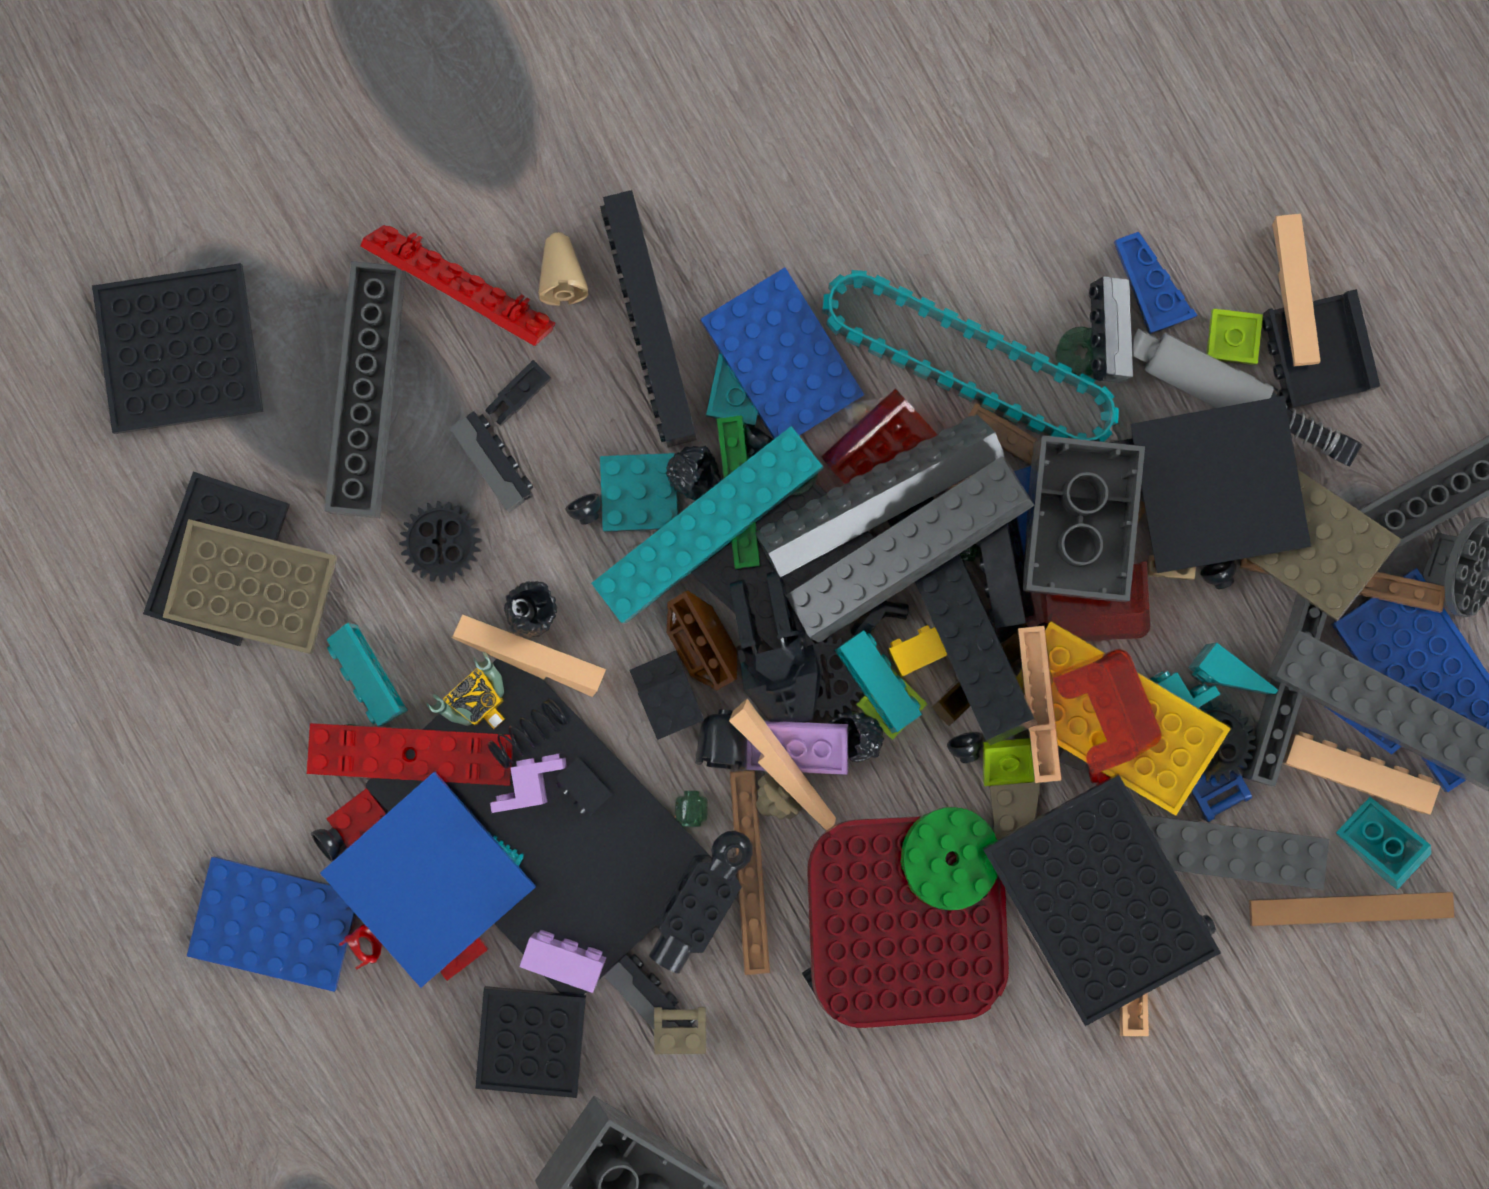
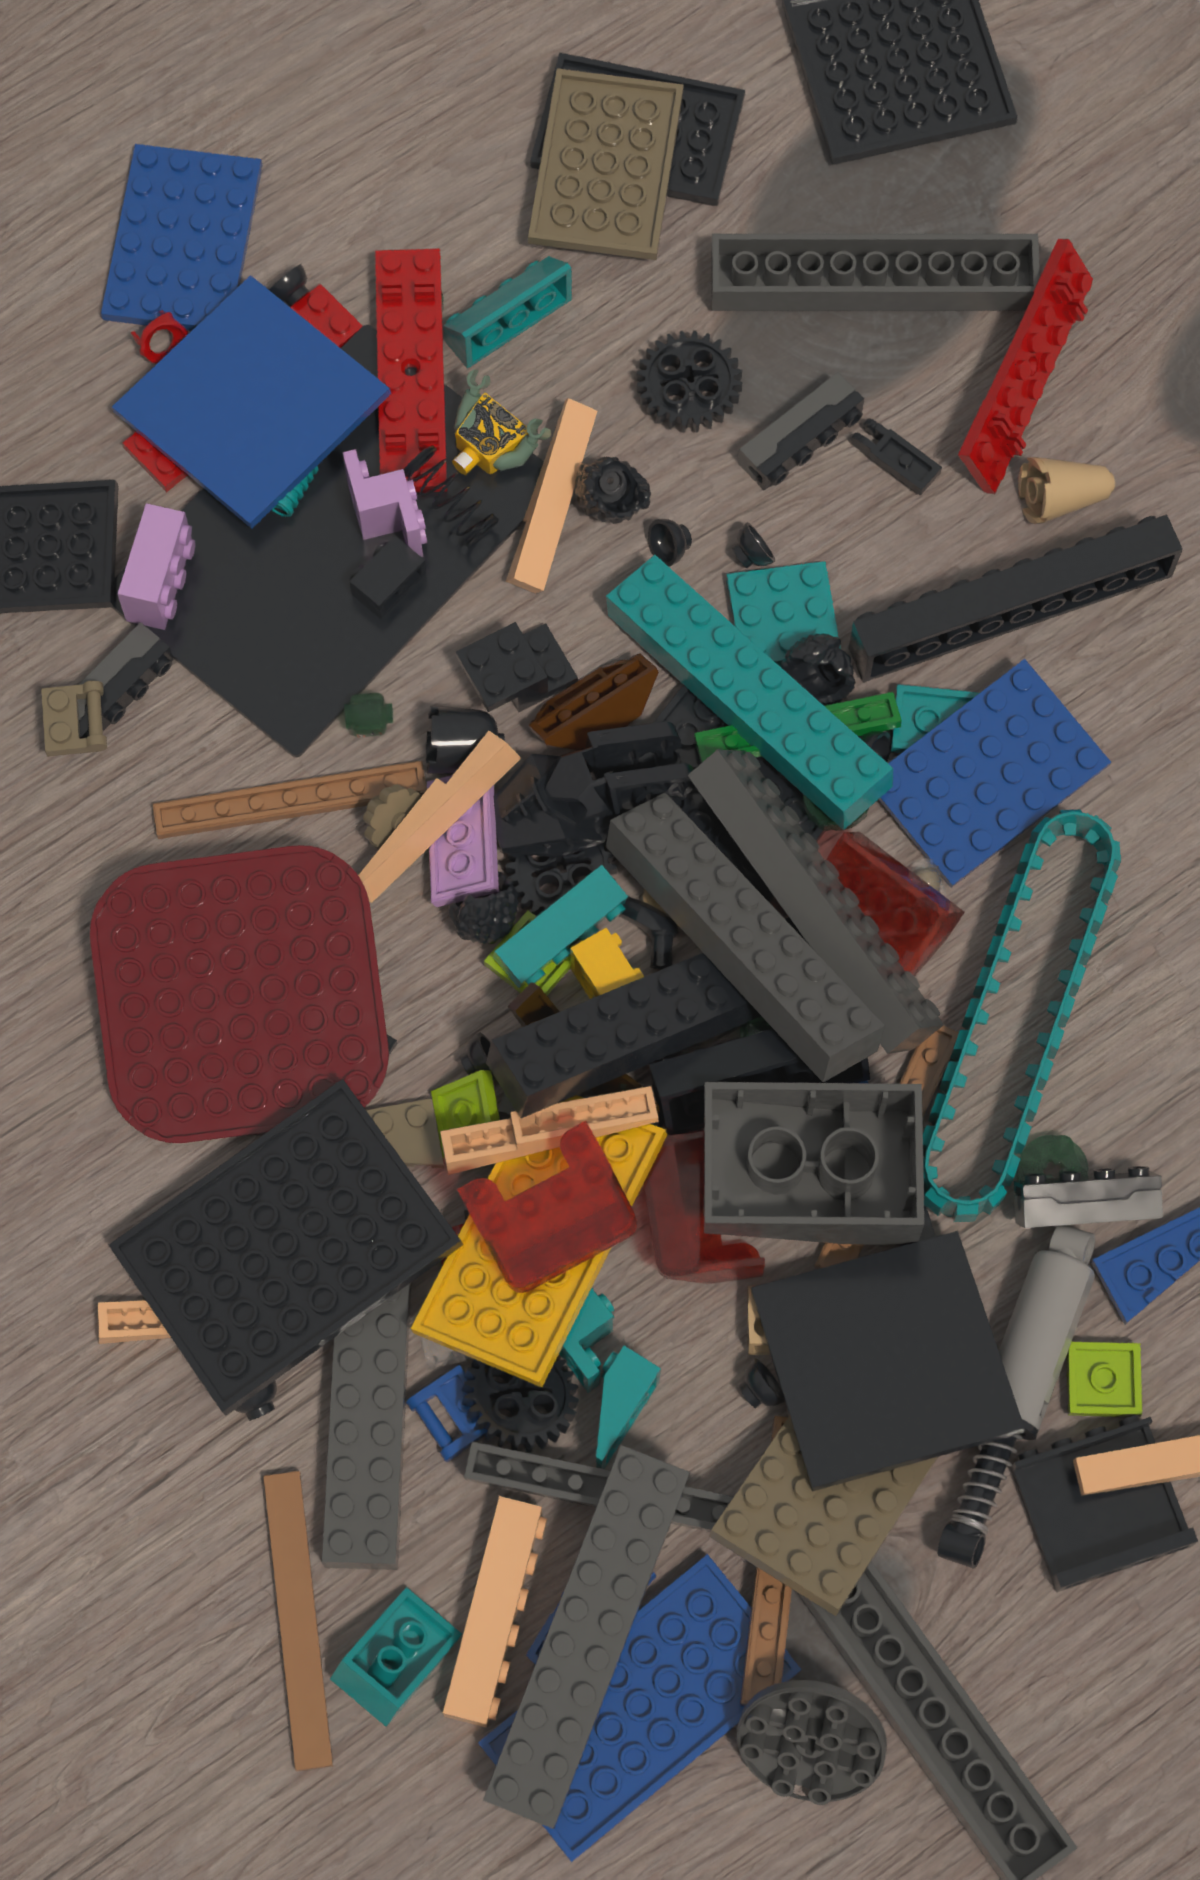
camera: 85 degrees right, 15 degrees down
(573, 571) = (668, 540): none -> black piece
(700, 901) = (245, 731): black brick -> none
(925, 862) = (322, 1005): green plate -> none

